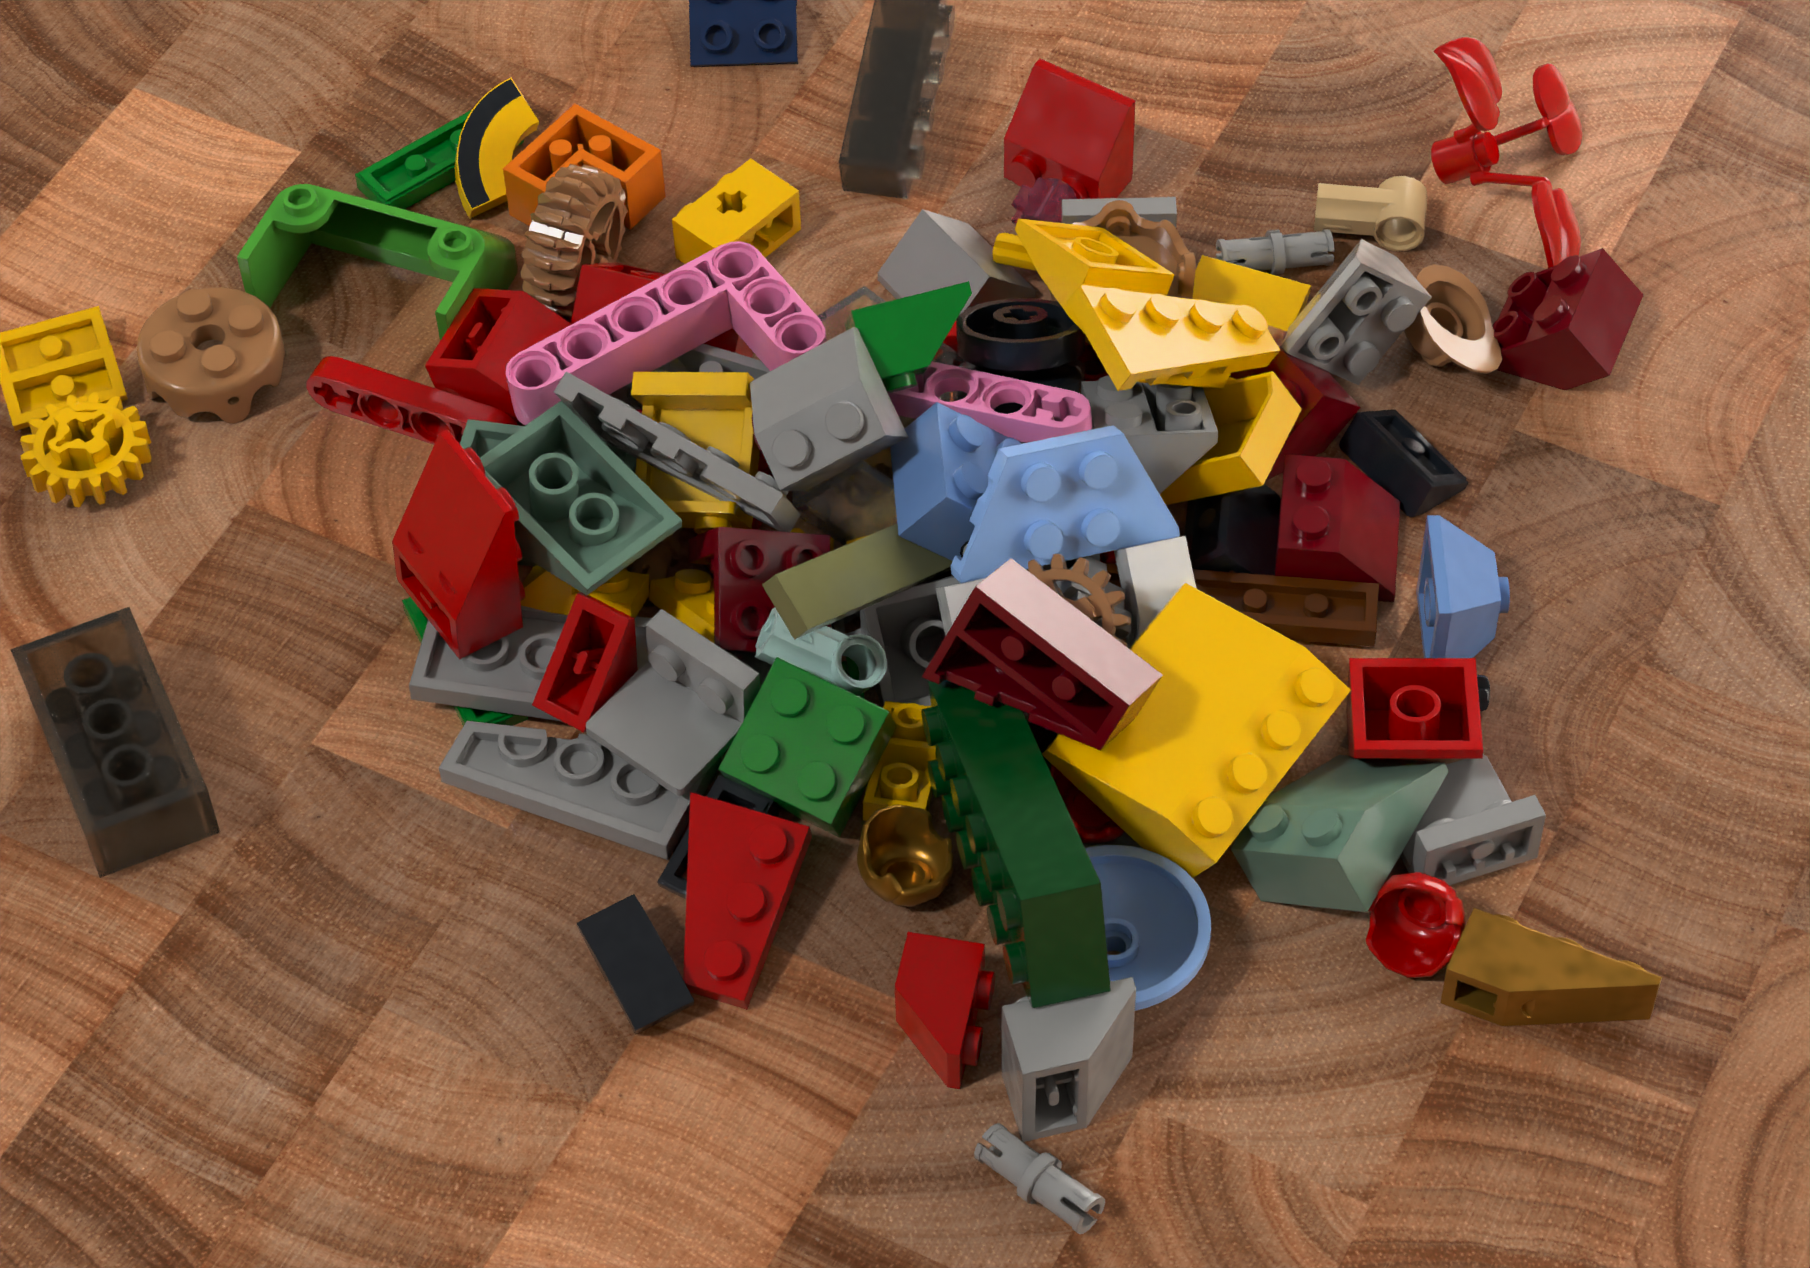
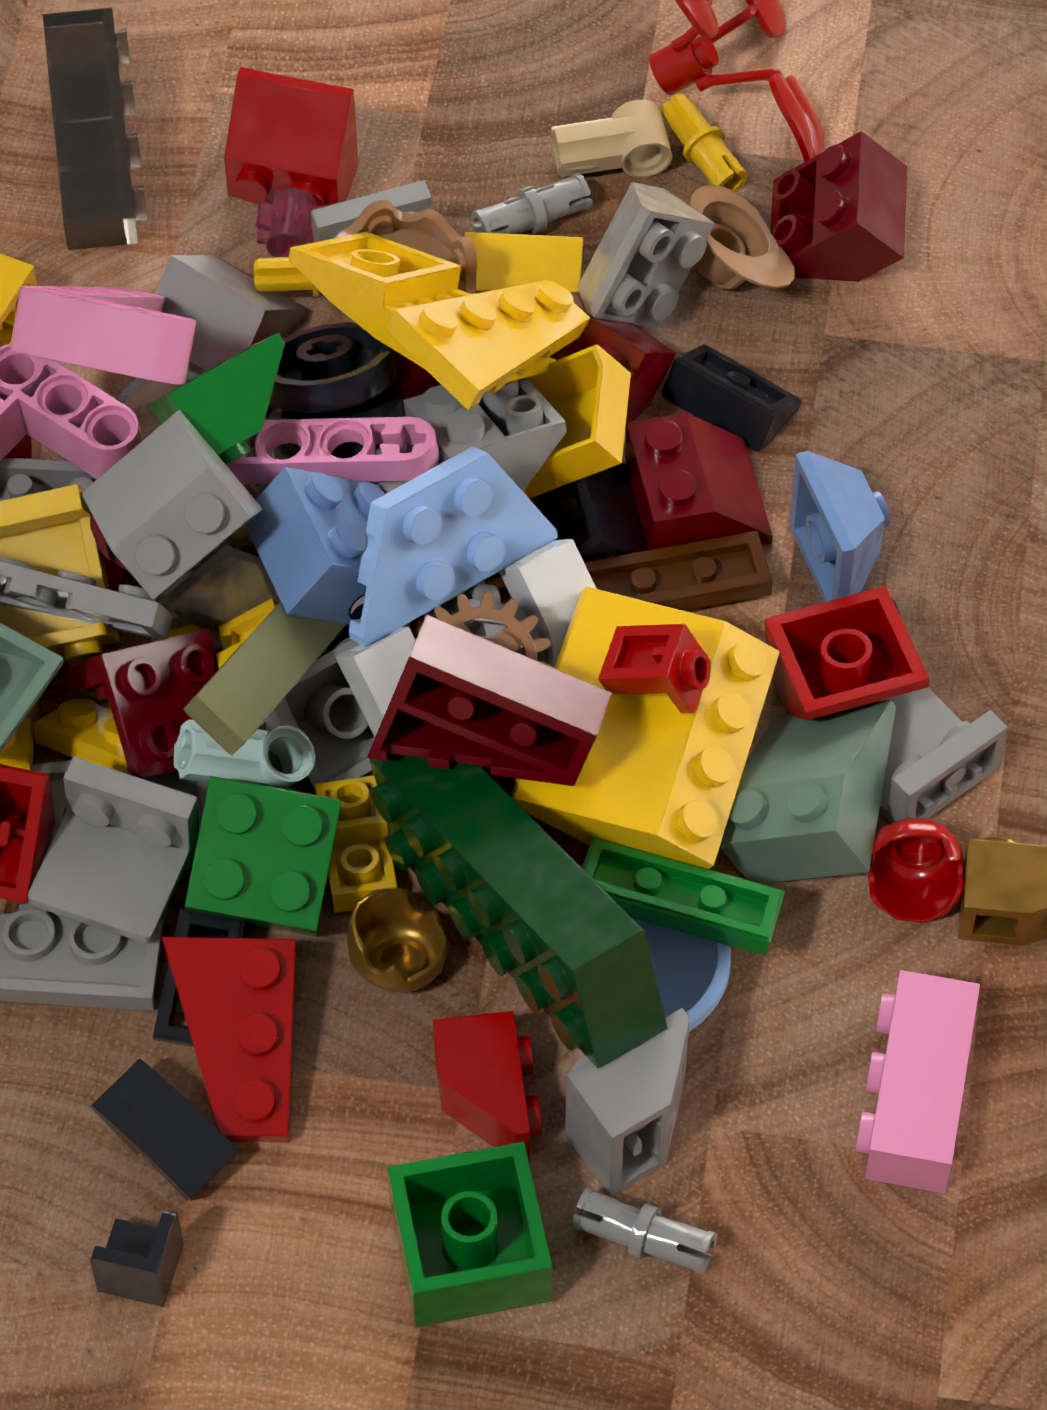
camera: 20 degrees left, 5 degrees up
(570, 1070) = (139, 1259): none -> black panel
(817, 245) = (104, 331): none -> bright pink beam
(871, 1131) = (470, 1234): none -> green brick
(1177, 884) = (686, 896): none -> green tile
(1221, 661) = (657, 661): none -> red bracket
(1349, 1117) = (918, 1081): none -> bright pink brick
(1458, 231) = (703, 143): none -> yellow axle

